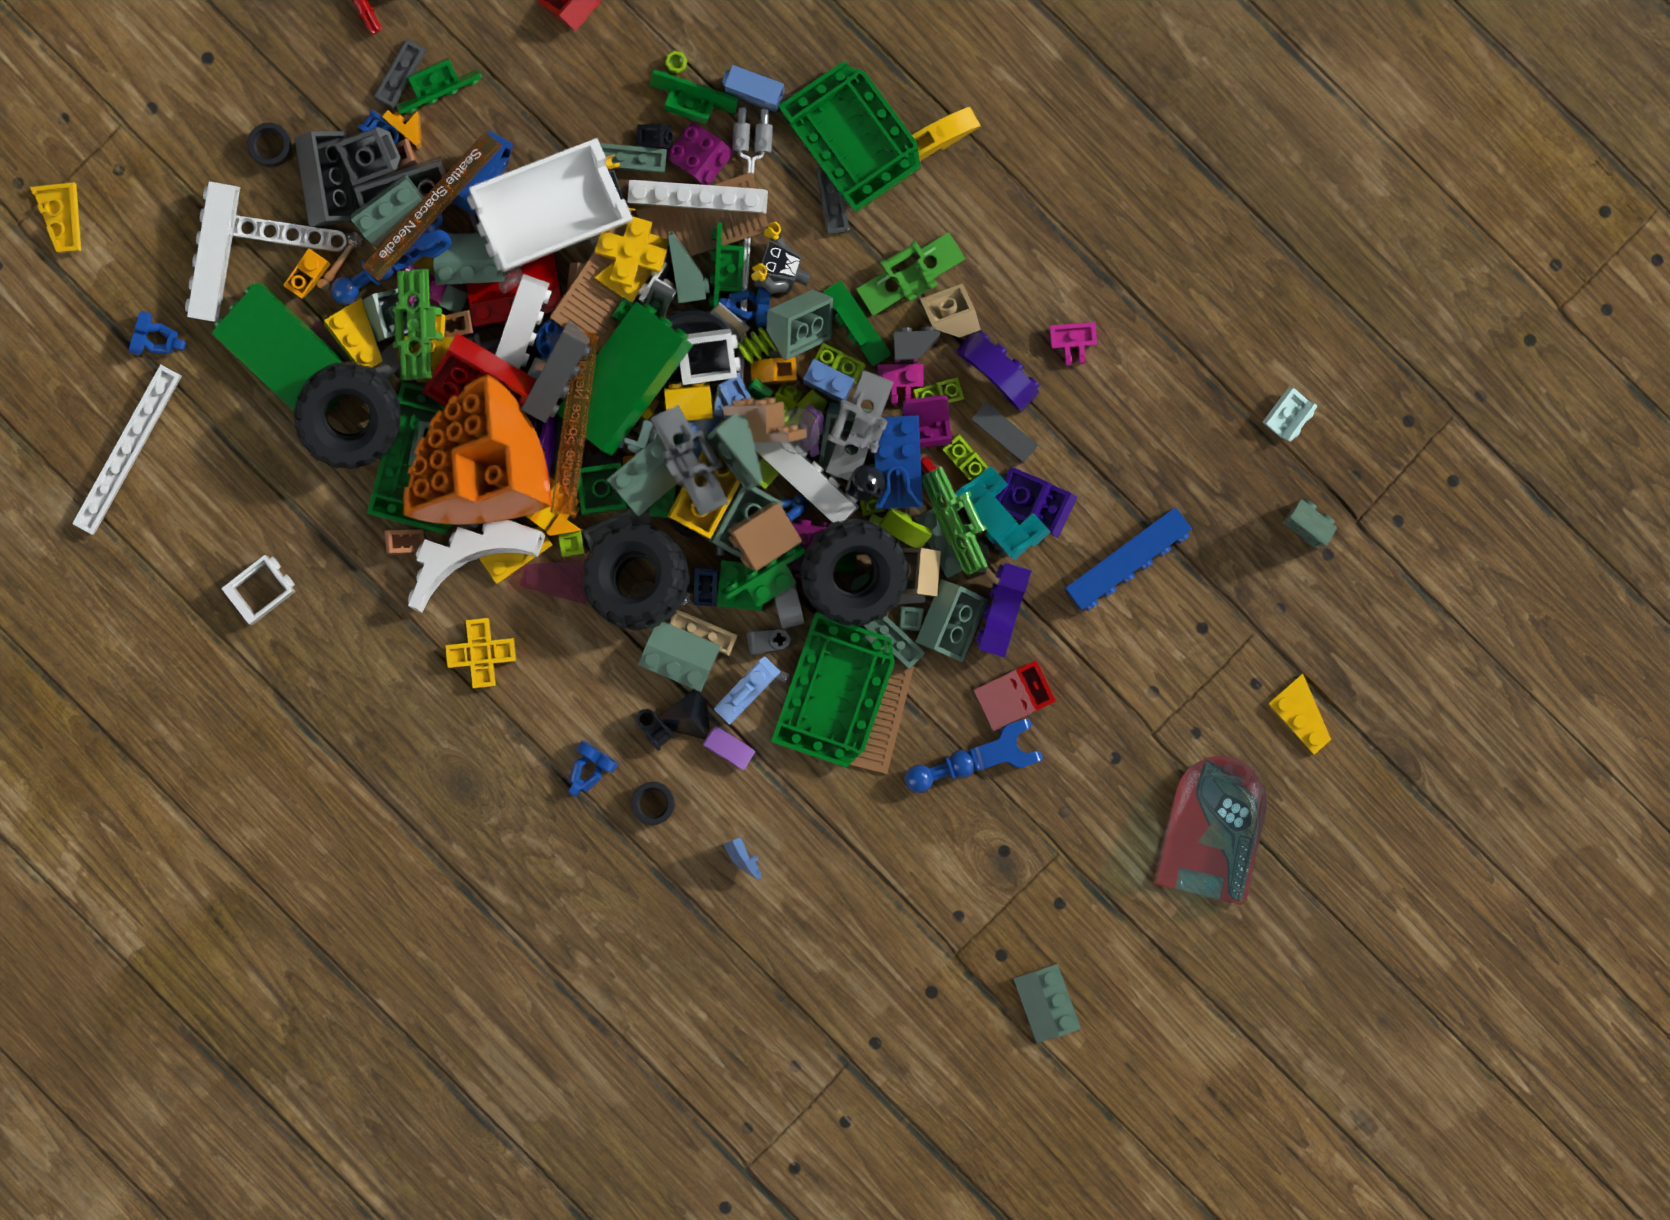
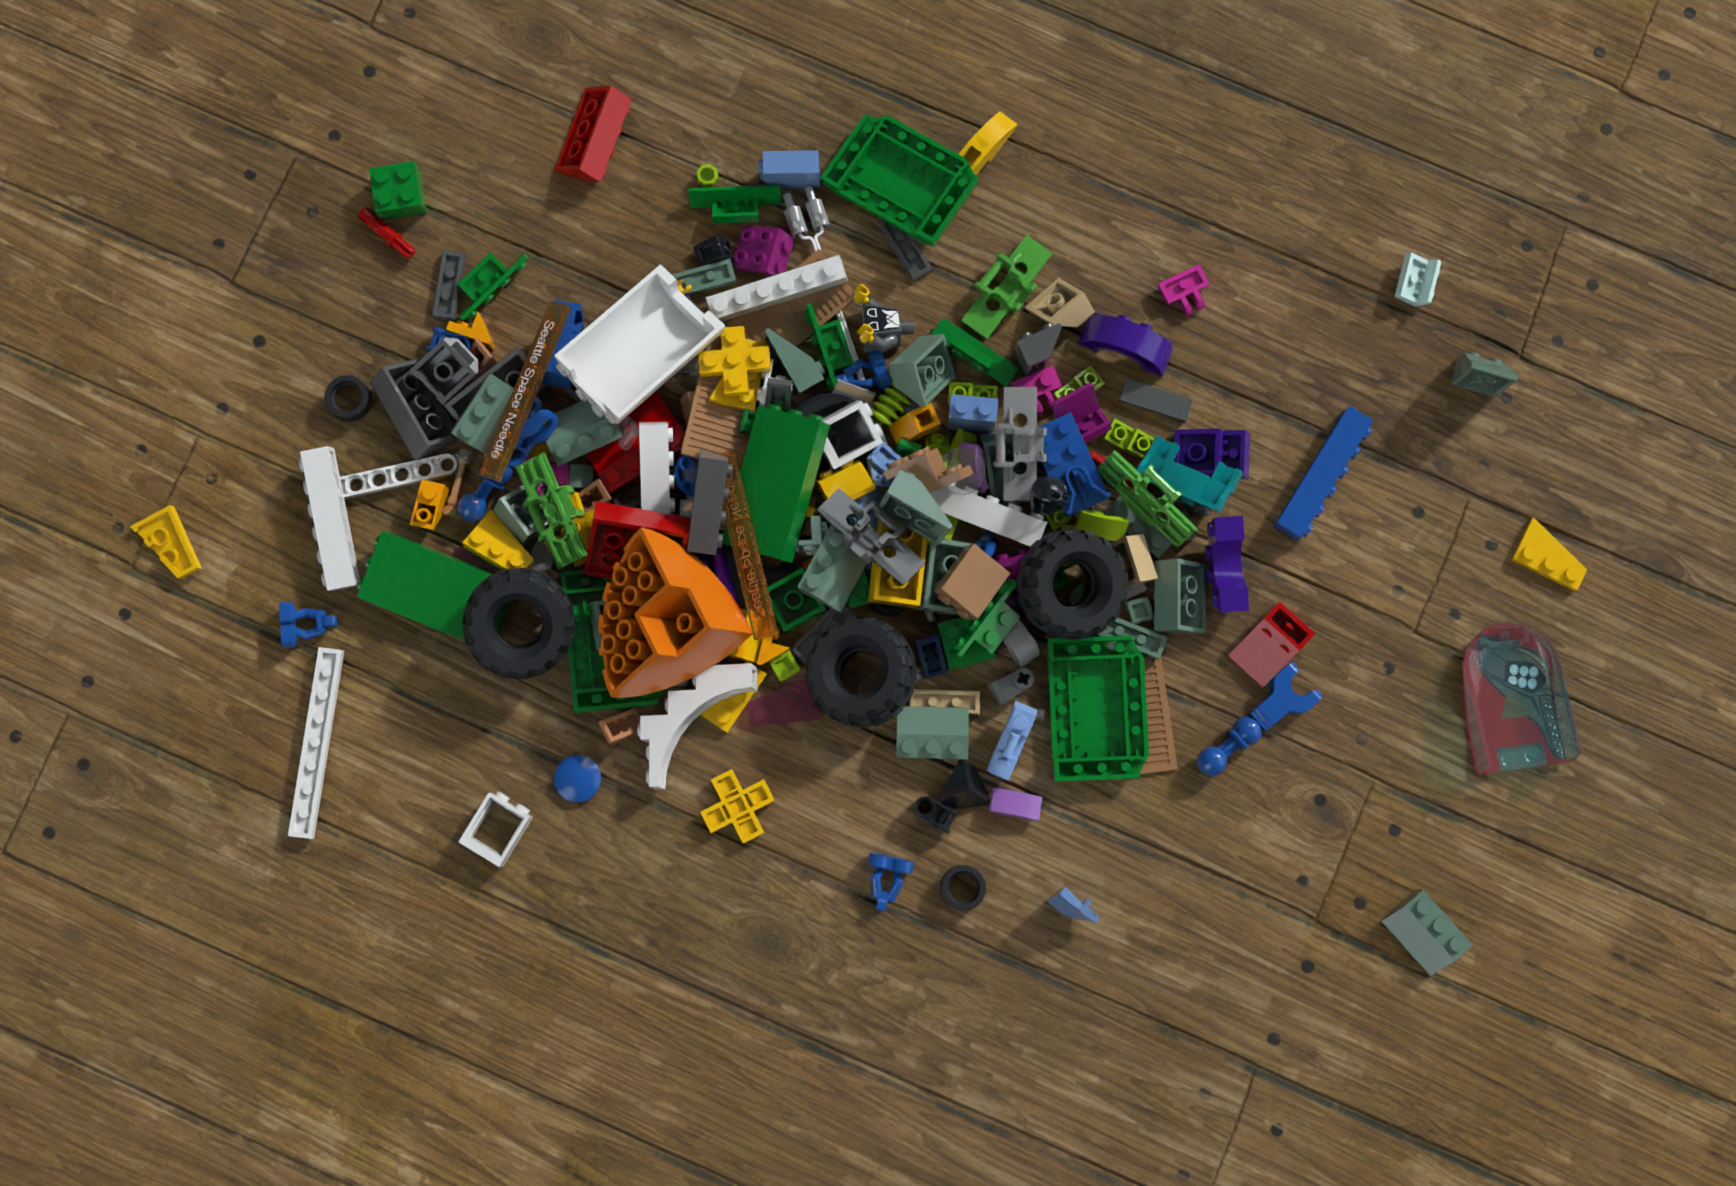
camera: 20 degrees left, 5 degrees down
(347, 572) = (577, 778): none -> blue dish

